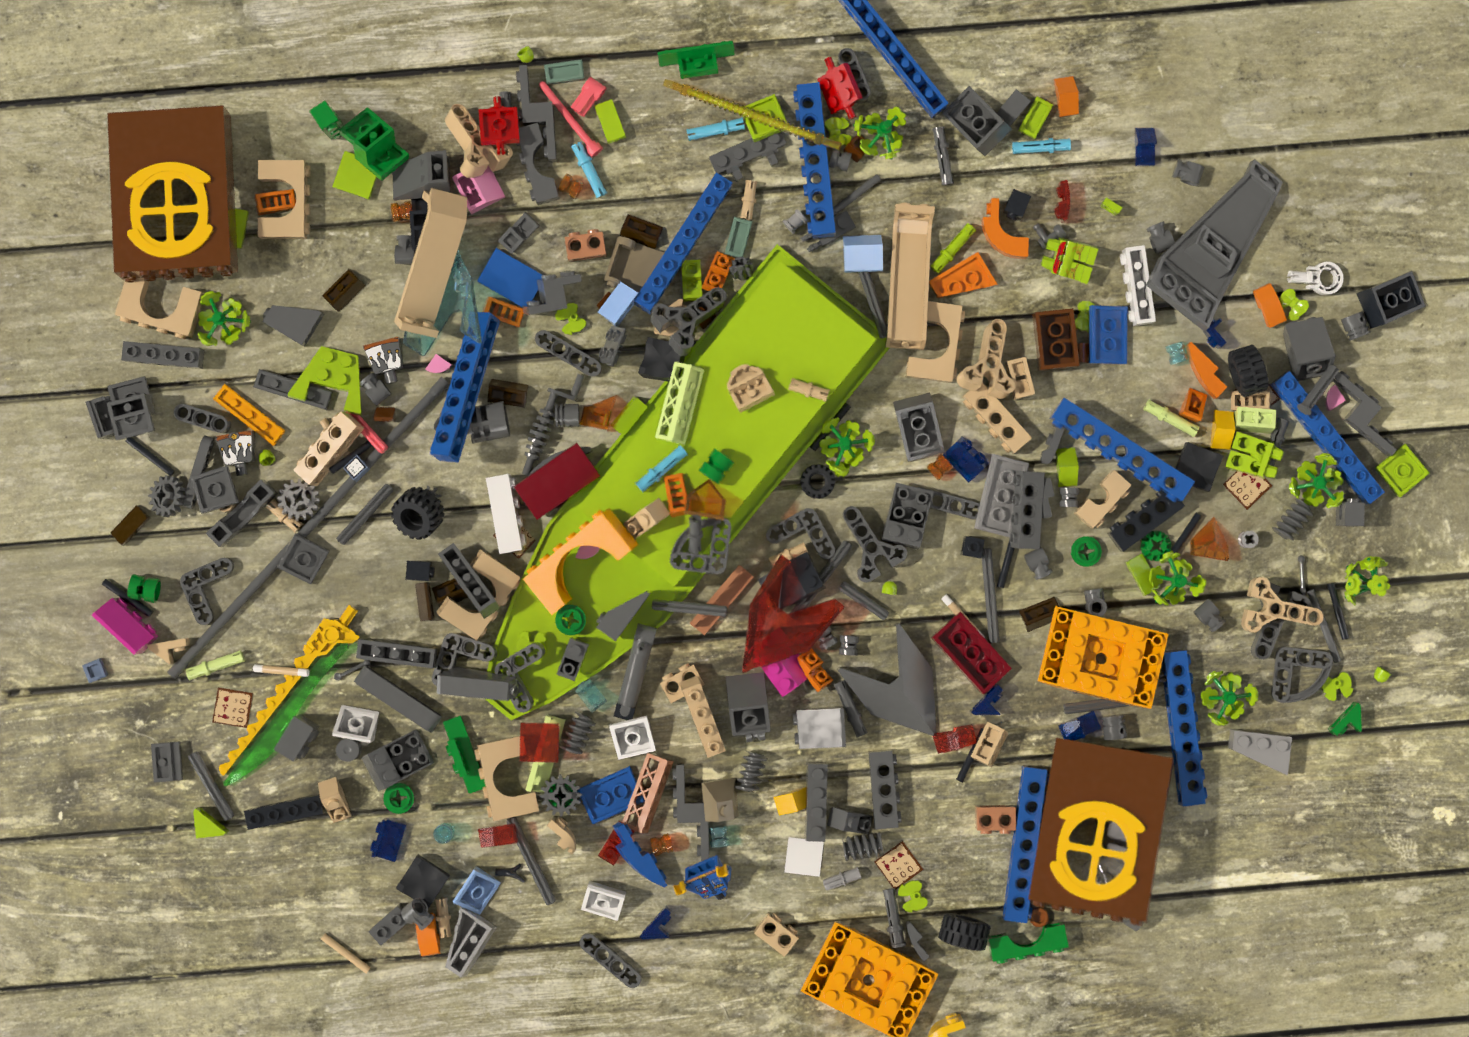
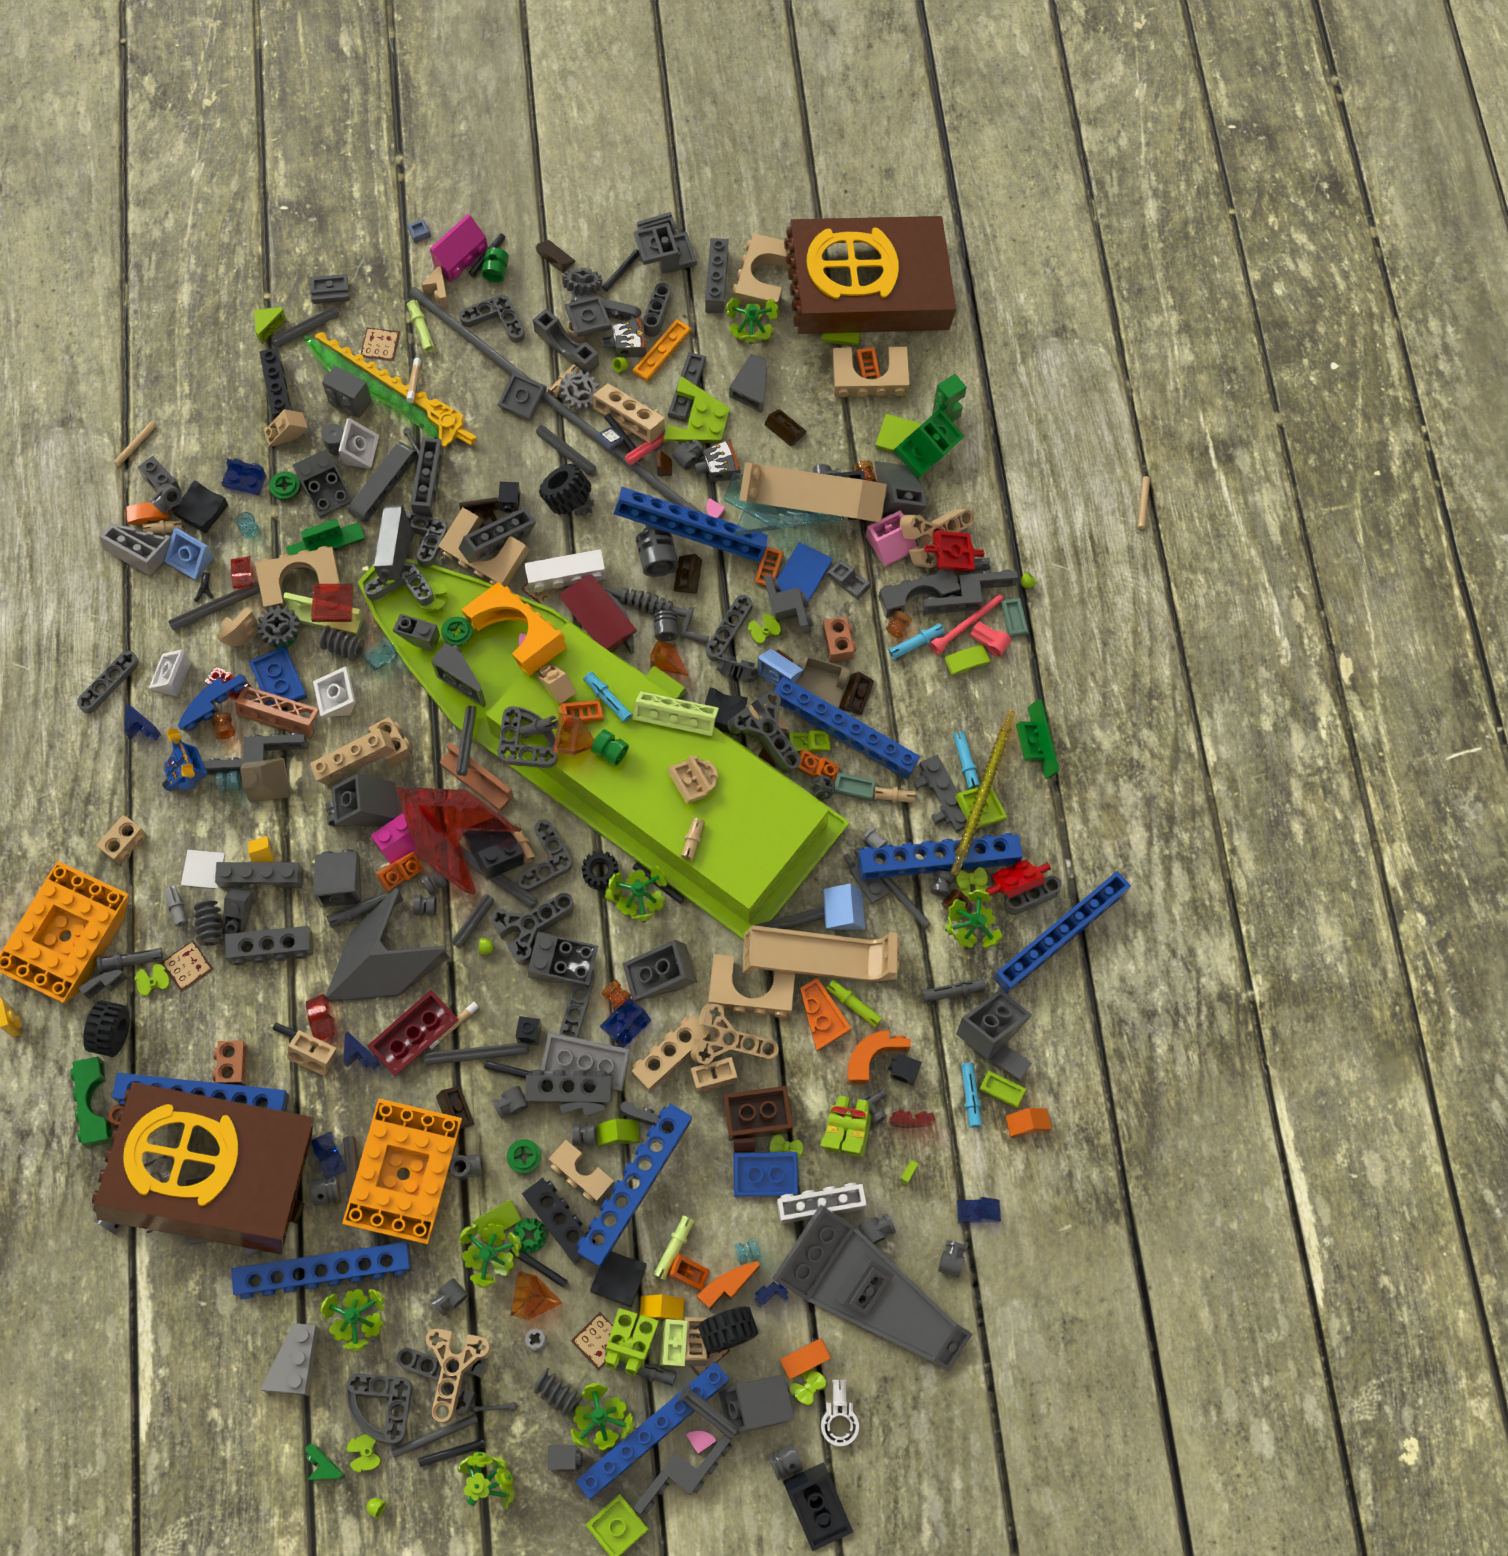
camera: 85 degrees right, 20 degrees down
(635, 672) = (434, 699): dark grey piece -> none
(751, 772) = (294, 812): dark grey piece -> none

